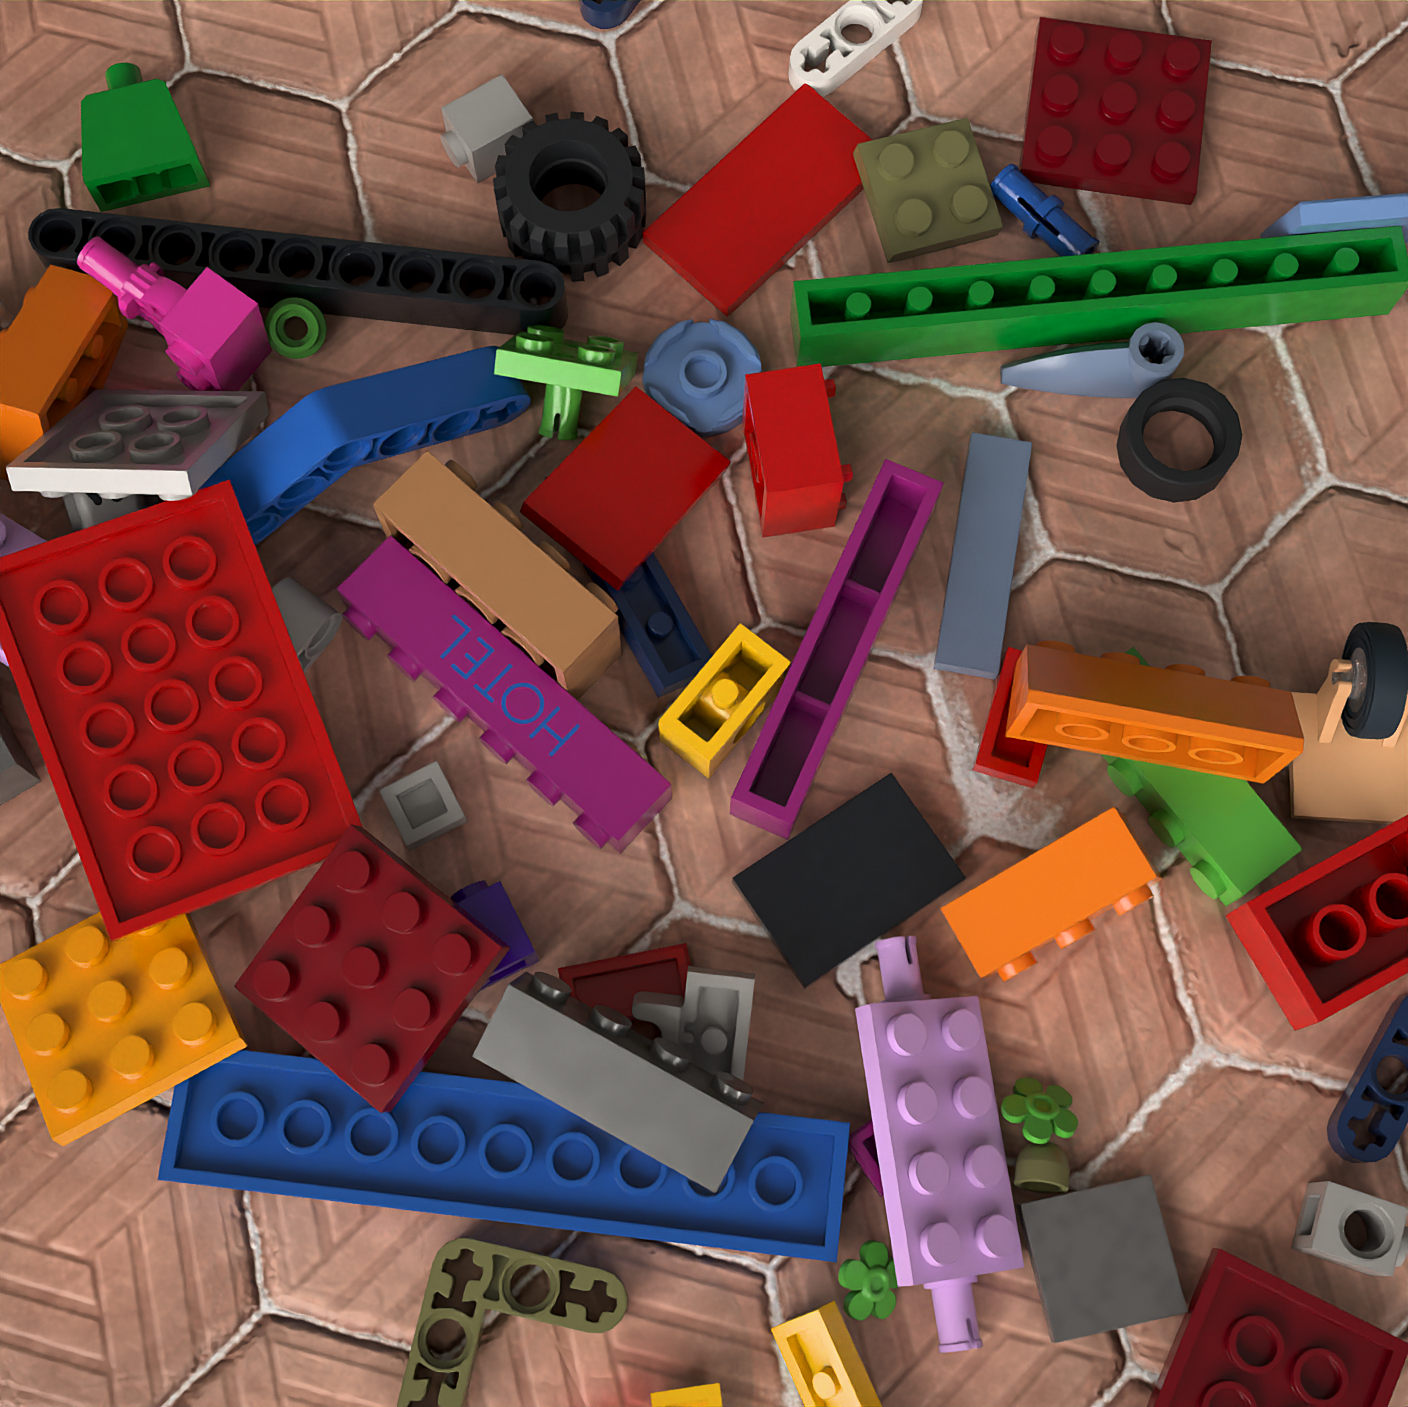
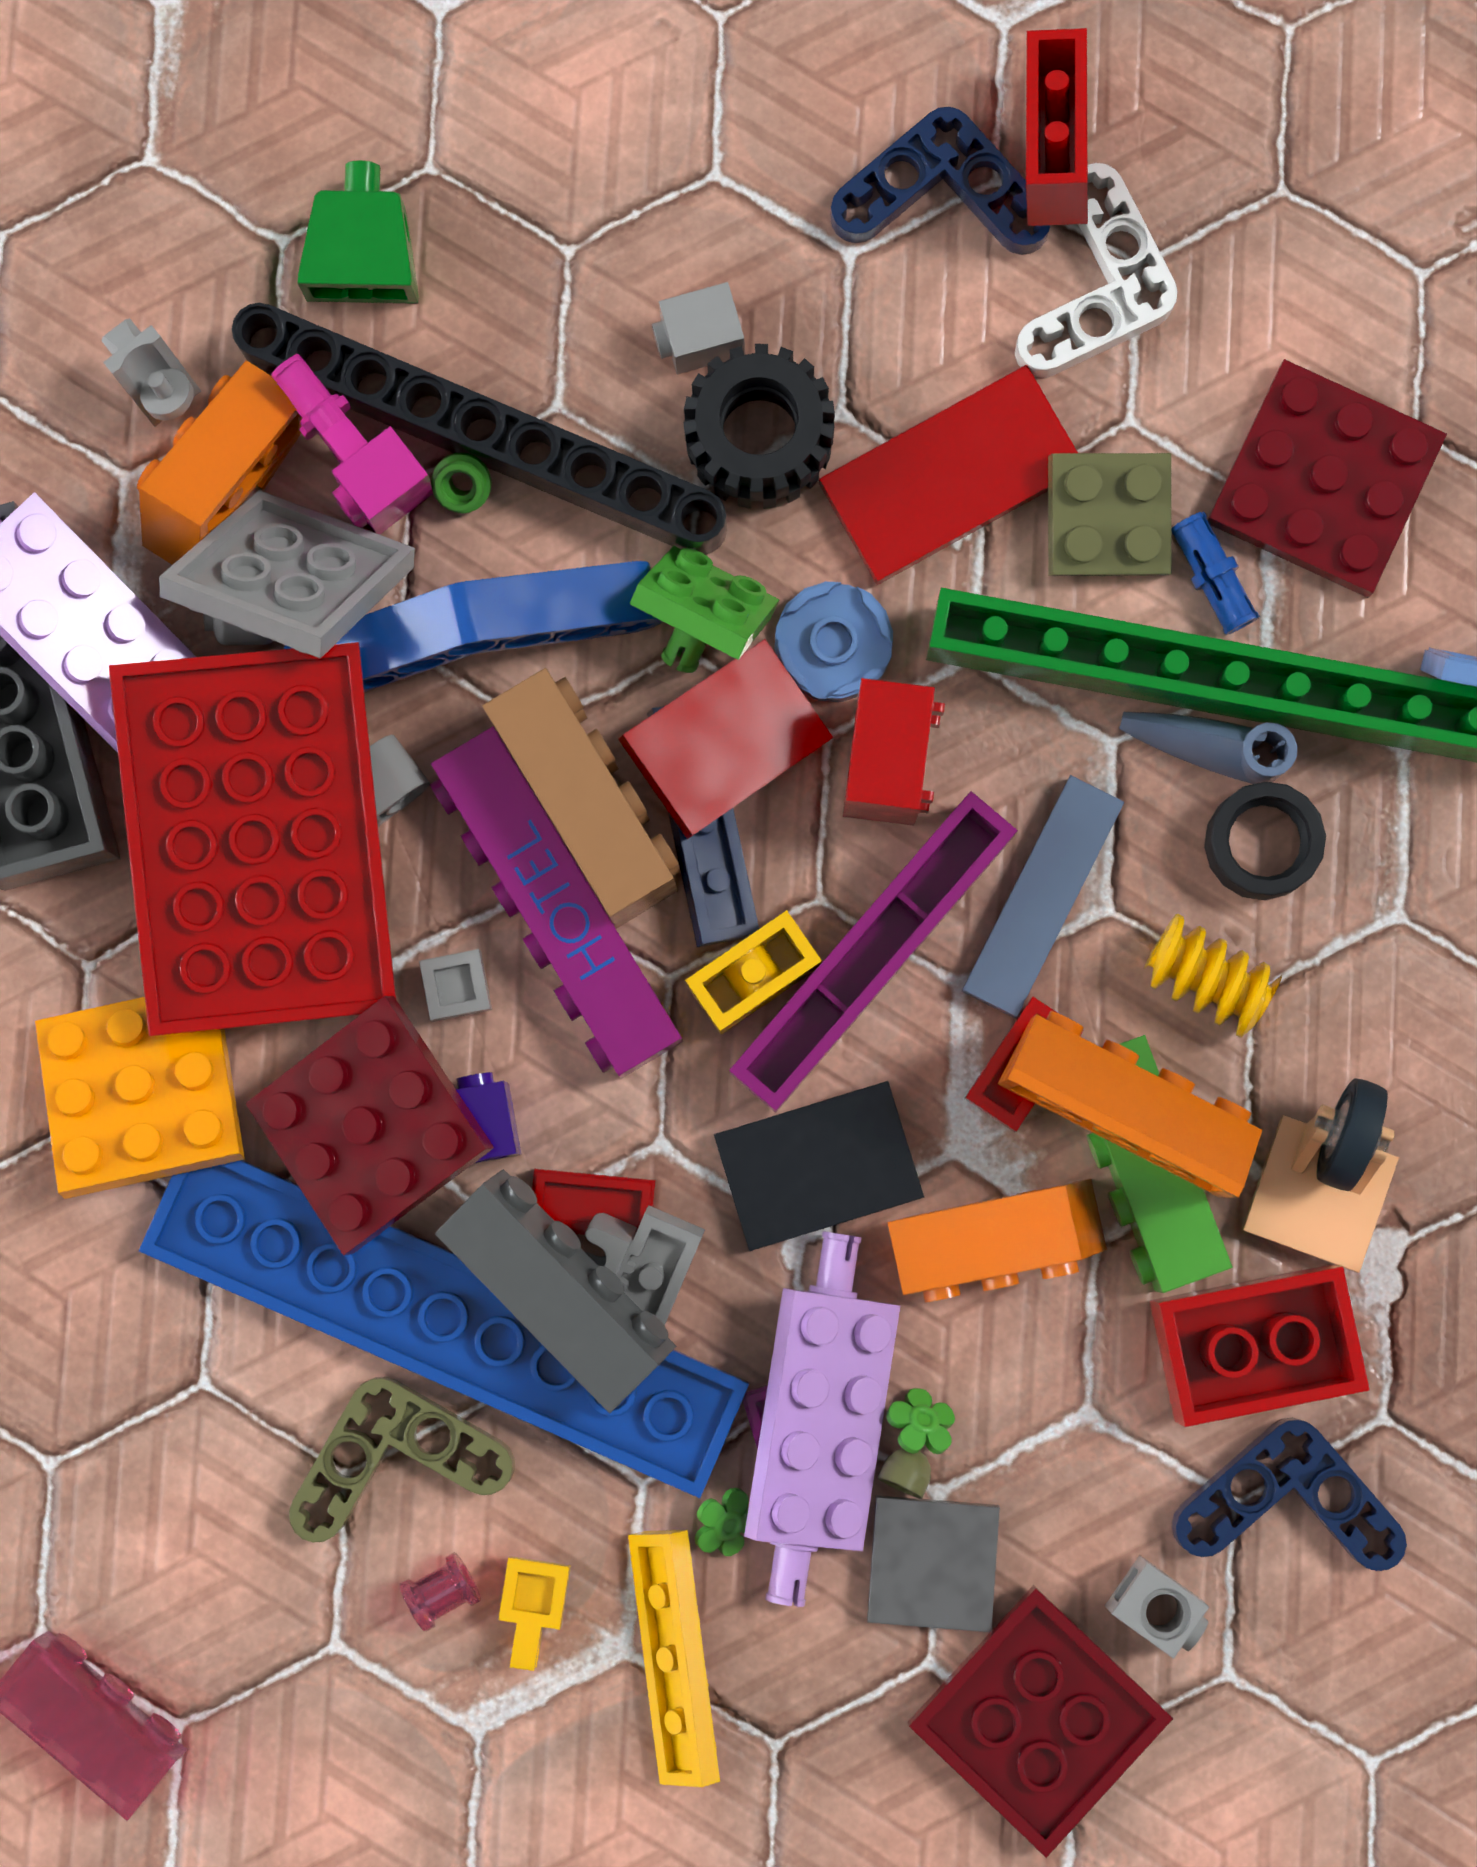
camera: 25 degrees right, 10 degrees up
(1175, 576) = (1211, 975): none -> yellow piece

